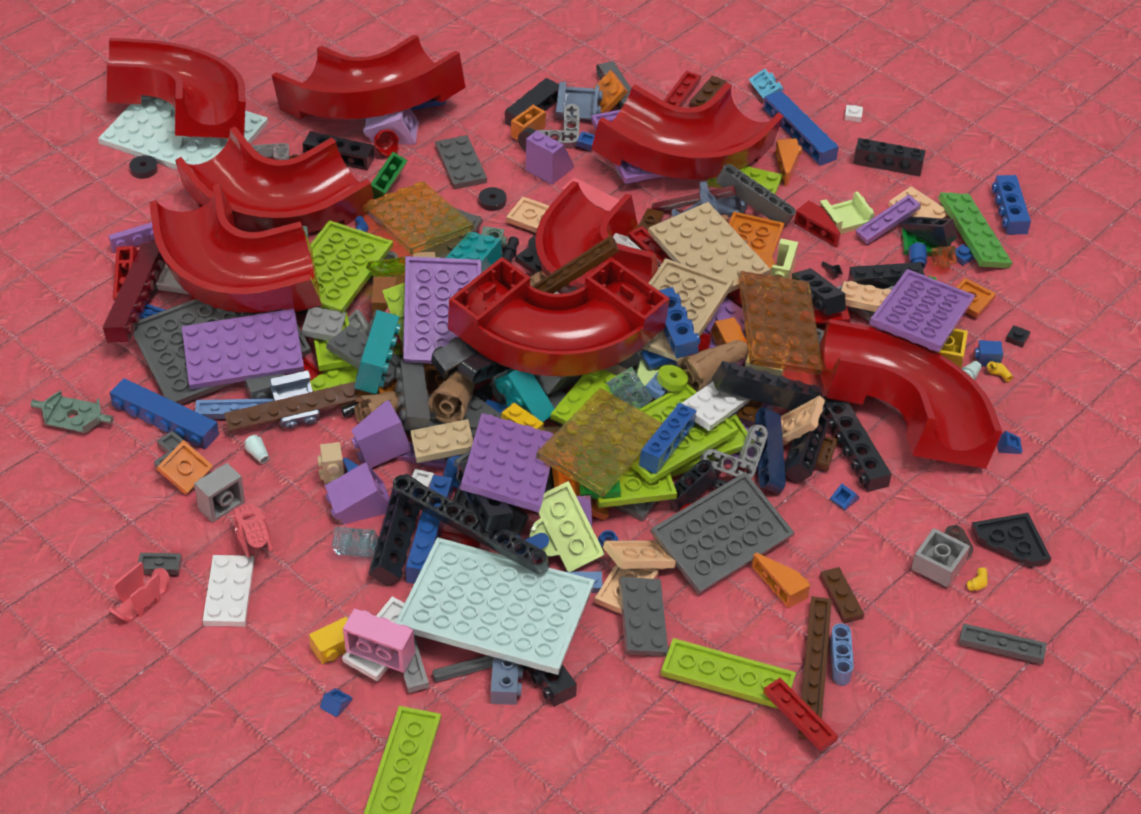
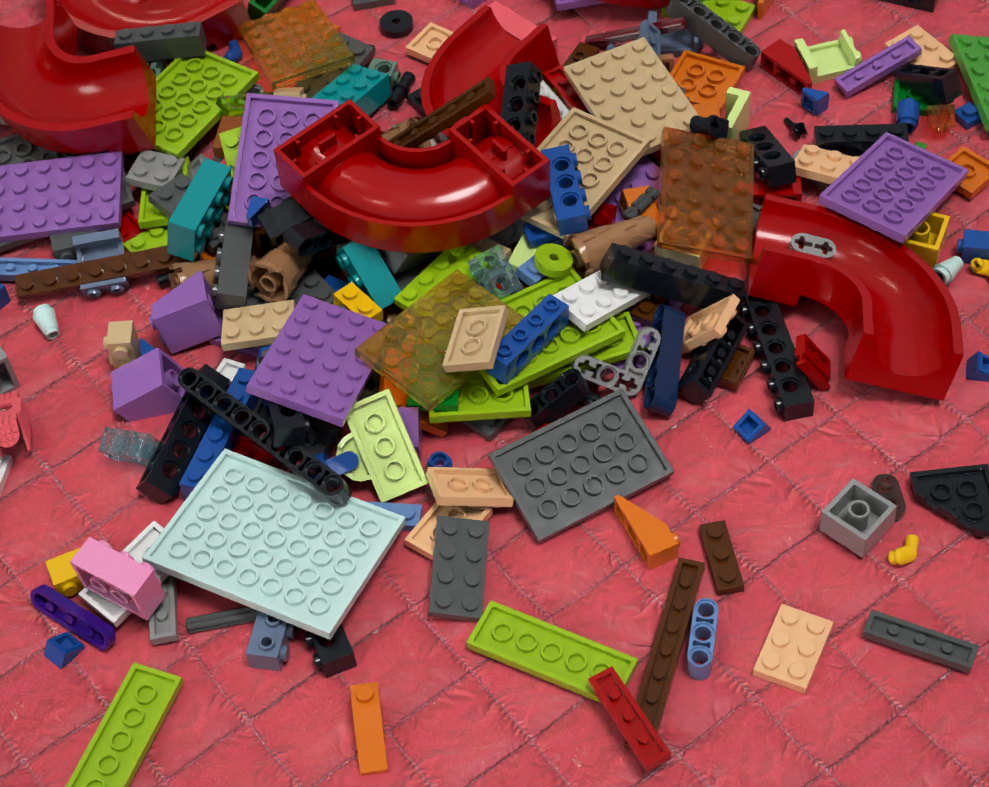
camera: 15 degrees right, 5 degrees up
(314, 217) = (165, 41): none -> dark grey brick
(339, 675) = (73, 617): none -> dark purple plate
(429, 346) = (255, 208): none -> blue slope
(599, 739) = (369, 728): none -> orange slope
(628, 240) = (522, 98): none -> black brick
(632, 438) = (475, 339): none -> tan plate
(732, 330) = (641, 203): none -> dark grey axle
(775, 268) = (711, 125): none -> black piece
(843, 247) = (814, 100): none -> blue slope
(869, 355) = (813, 245): none -> light grey beam
(884, 445) = (812, 362): none -> red plate
(909, 656) = (793, 648): none -> light nougat plate

